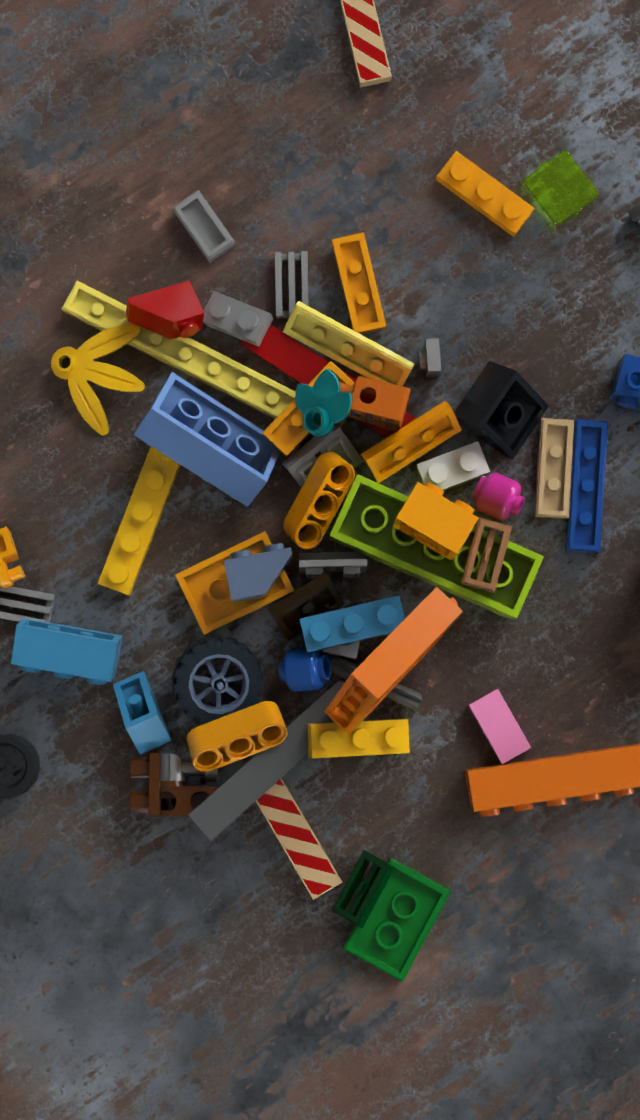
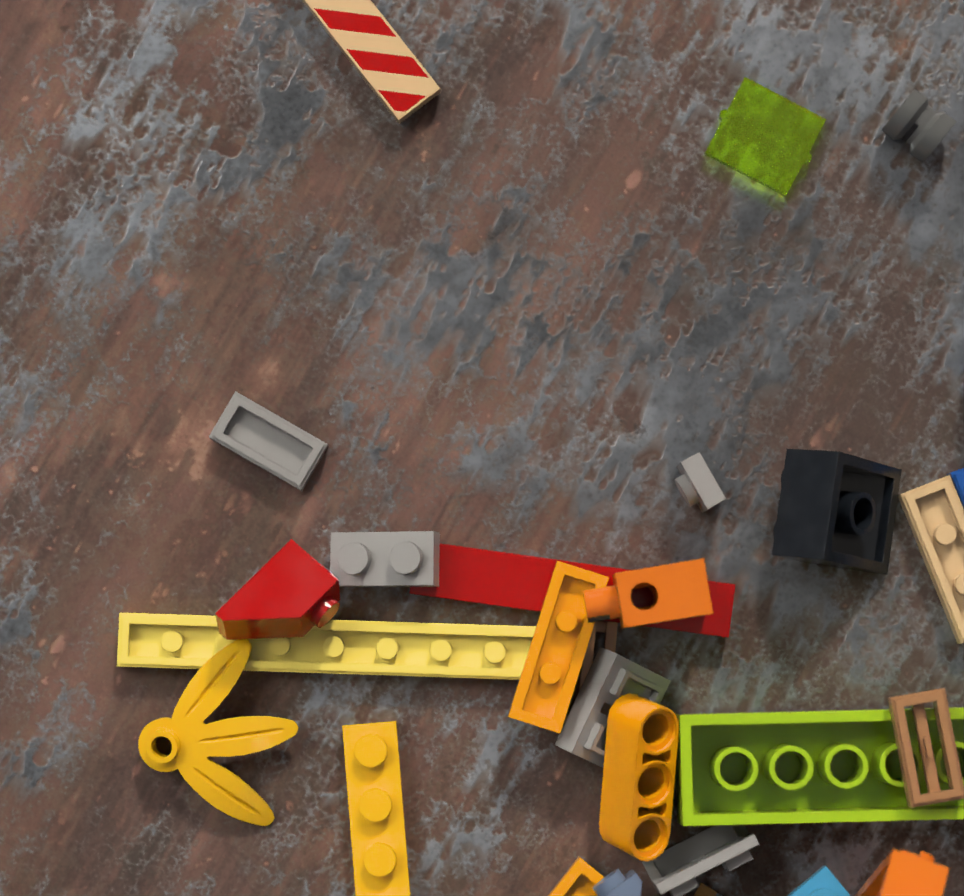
camera: 30 degrees left, 0 degrees up
(208, 439) = (433, 764): medium blue slope -> none
(291, 258) = (421, 428): light grey tile -> none
(322, 400) = (580, 630): teal plate -> none
(346, 346) = (571, 525): light yellow tile -> none
(359, 284) = (540, 422): light orange plate -> none
(411, 442) = (733, 625): light orange plate -> none
(436, 520) = (836, 741): light orange brick -> none
(454, 467) = (807, 630): white plate -> none
(485, 193) = (659, 198): light orange plate -> none
(498, 496) = (895, 643): dark pink head -> none

